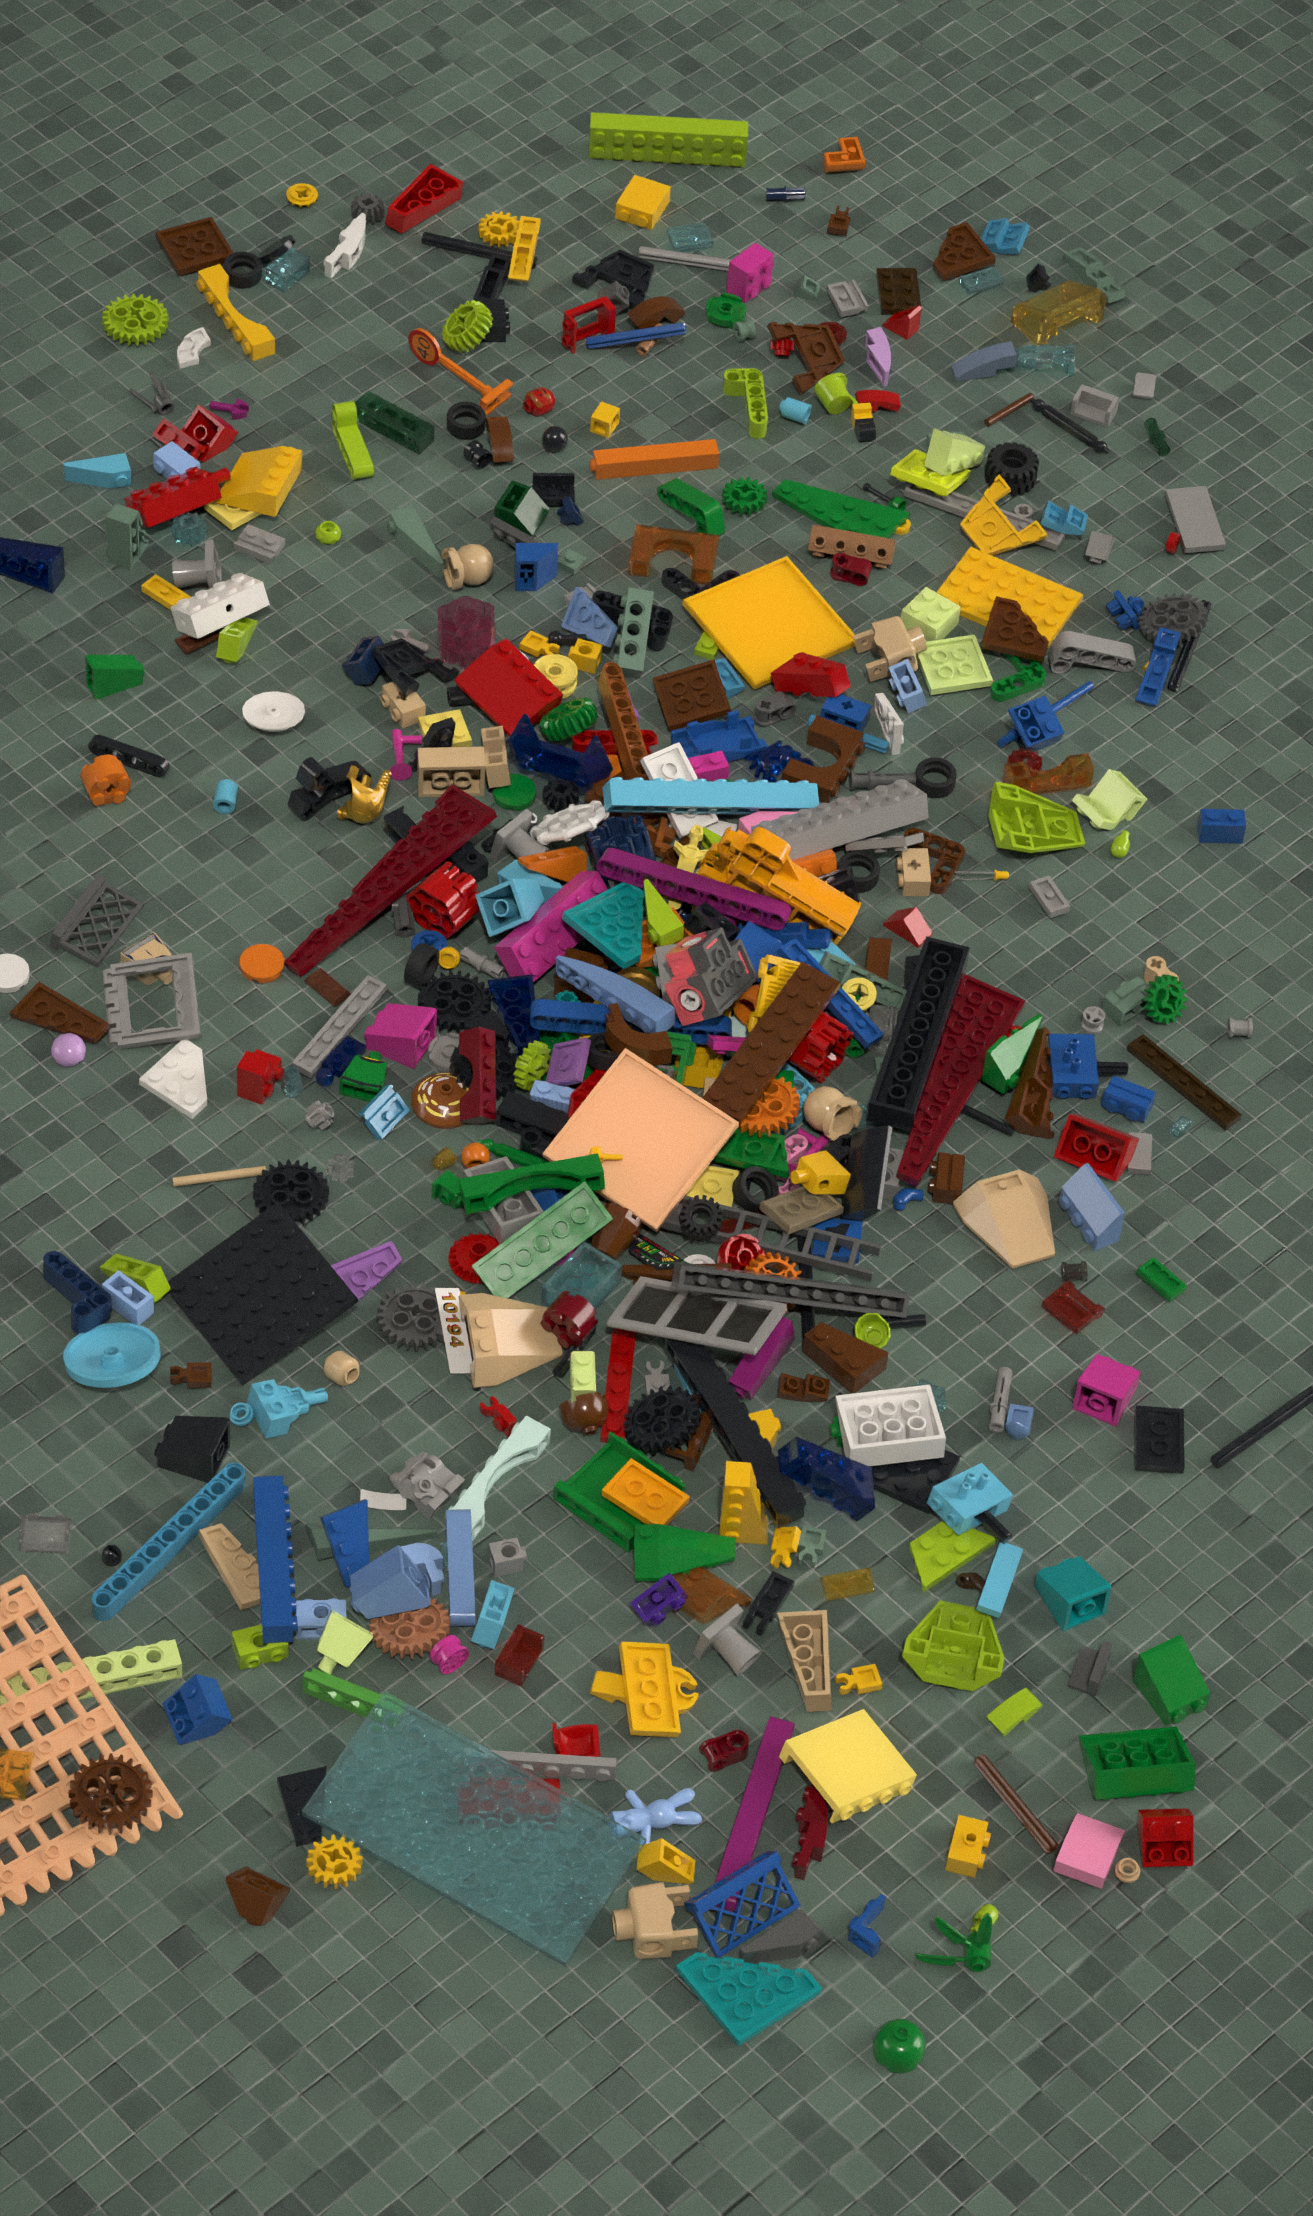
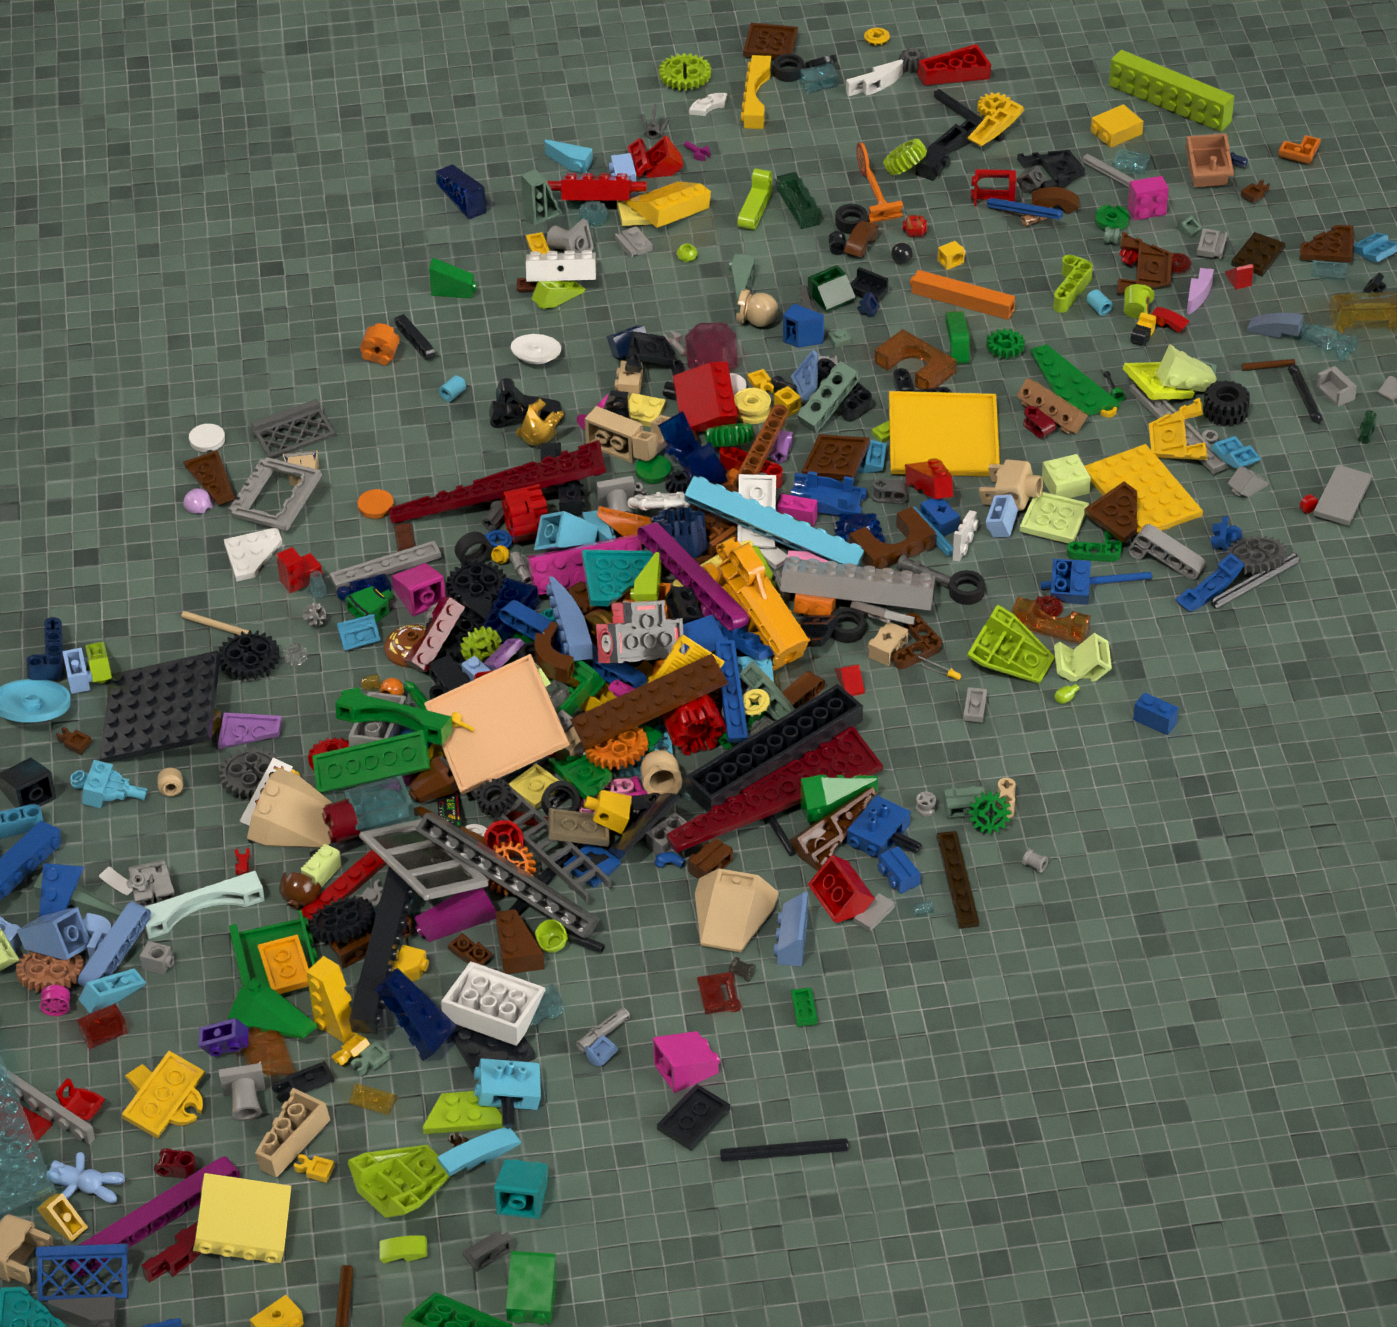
camera: 40 degrees right, 5 degrees down
(776, 205) = (1209, 160): none -> nougat piece

